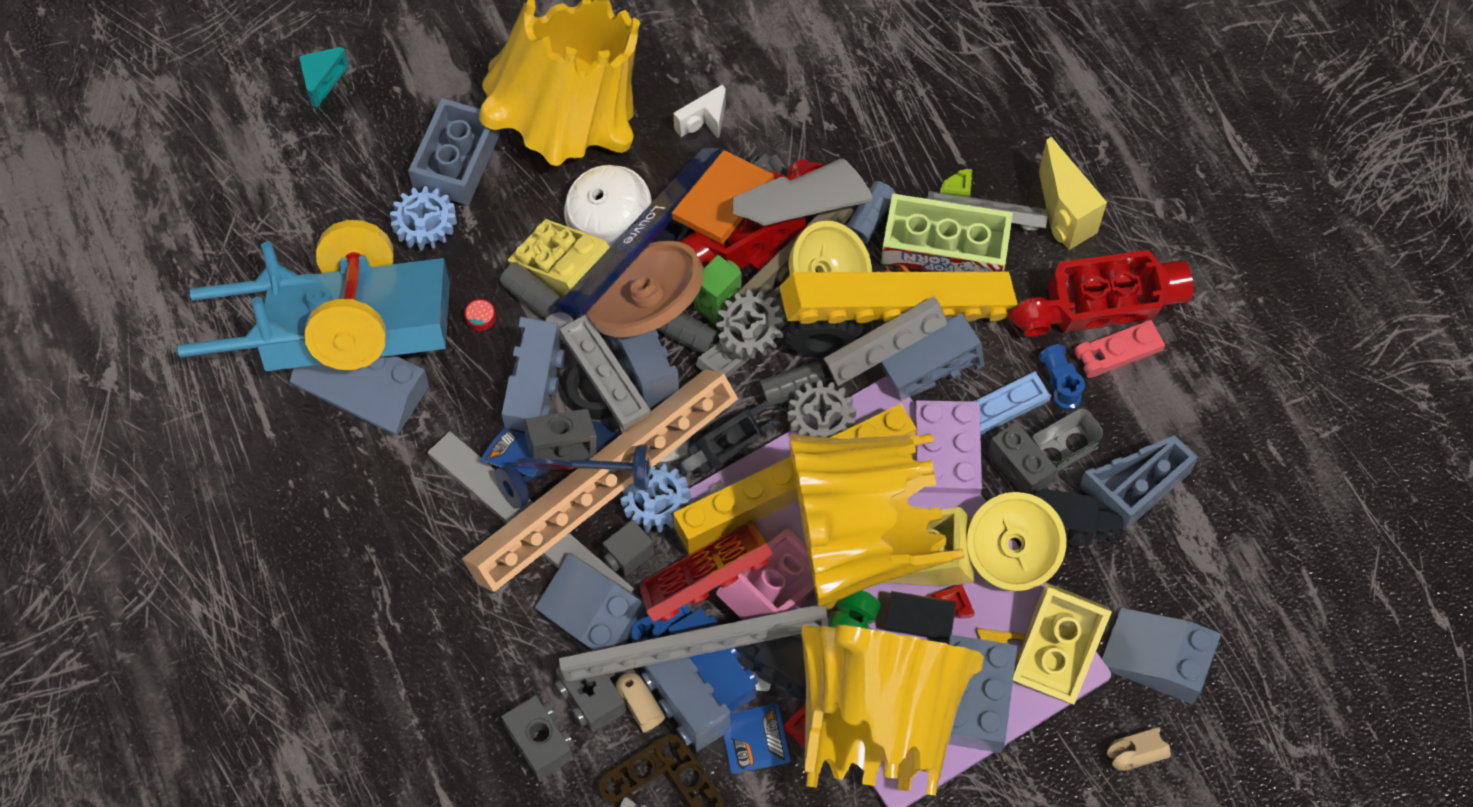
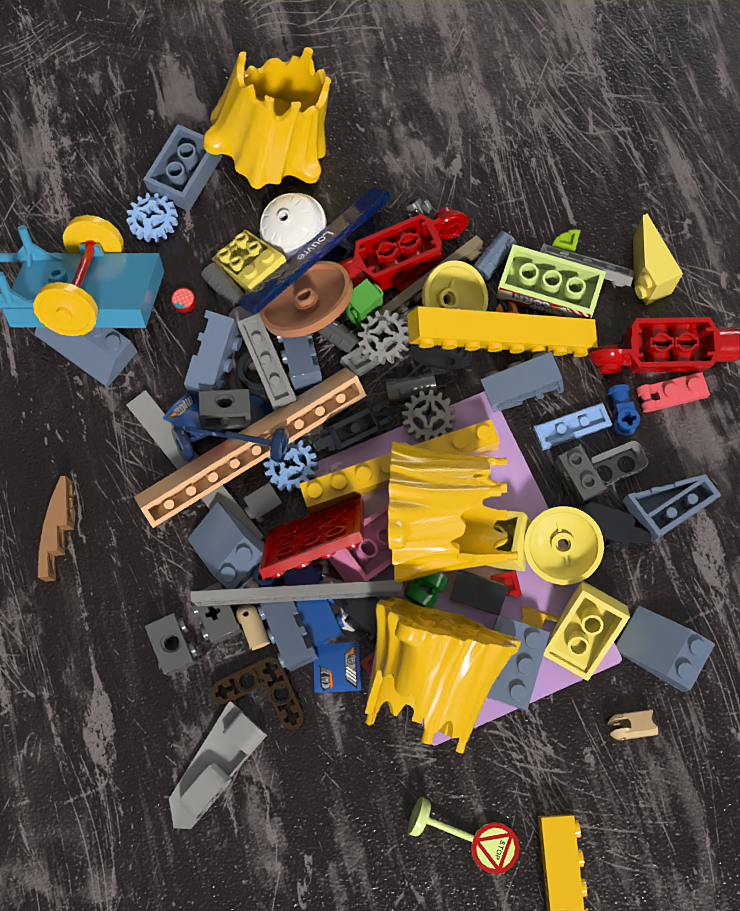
camera: 15 degrees right, 10 degrees up
(322, 72) = (95, 92): teal slope -> none
(361, 608) = (57, 520): none -> medium nougat slope
(706, 109) = (379, 156): white slope -> none
(710, 201) = (379, 230): orange tile -> none
(815, 192) = (448, 237): light grey panel -> none
(886, 341) = (487, 366): light grey plate -> none
(955, 445) = (528, 452): lavender plate -> none

